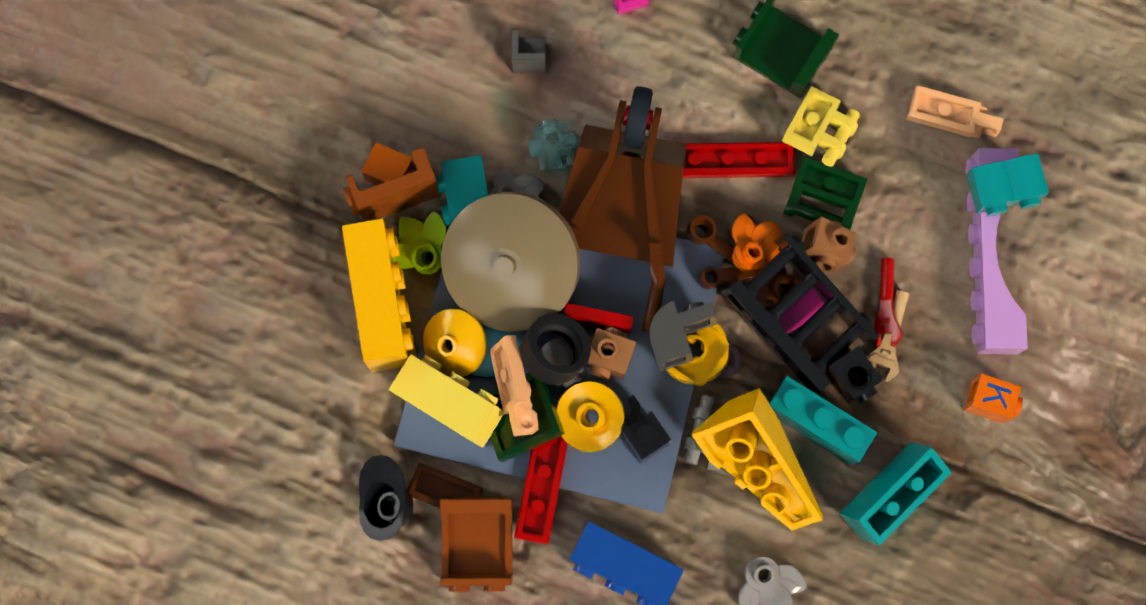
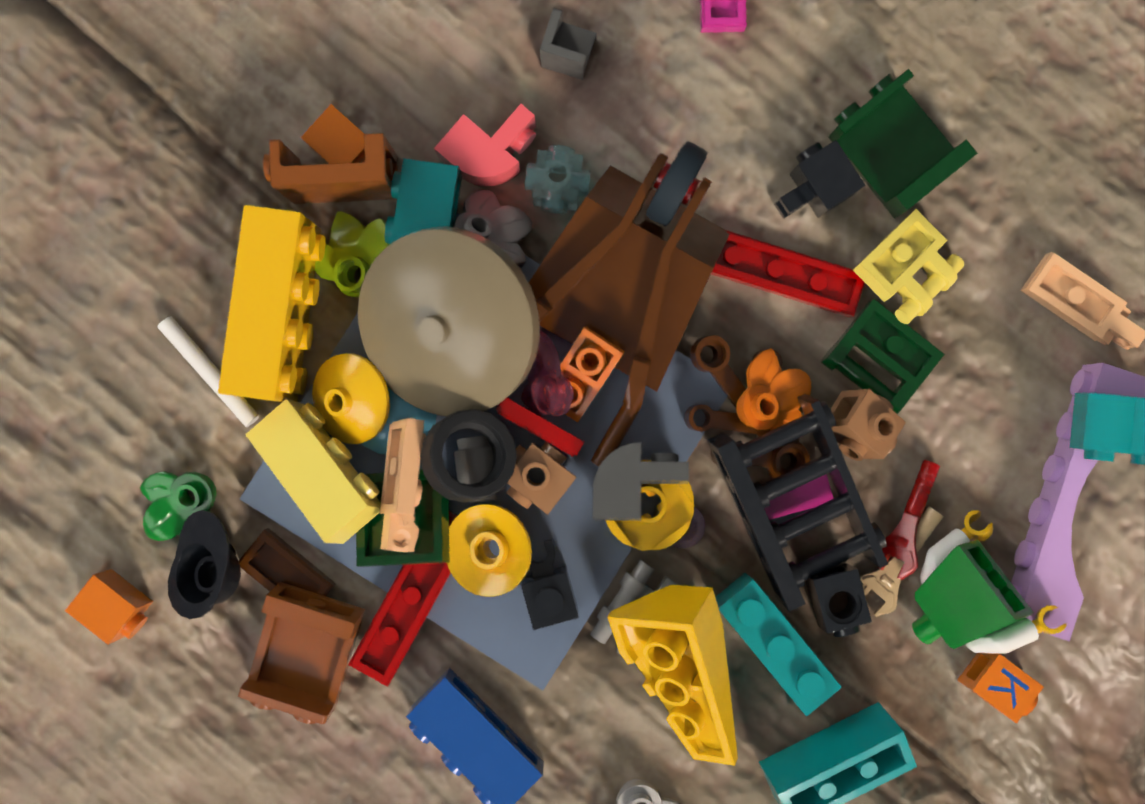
camera: 15 degrees right, 10 degrees up
(323, 555) = (110, 607): none -> orange brick
(341, 361) = (206, 369): none -> white bar
(342, 466) = (172, 503): none -> green plate
(495, 146) = (484, 158): none -> coral brick
(593, 285) = (547, 388): none -> clear pink plate
(615, 271) = (588, 368): none -> orange slope
(739, 87) = (822, 180): none -> black brick
(947, 340) = (971, 597): none -> green torso

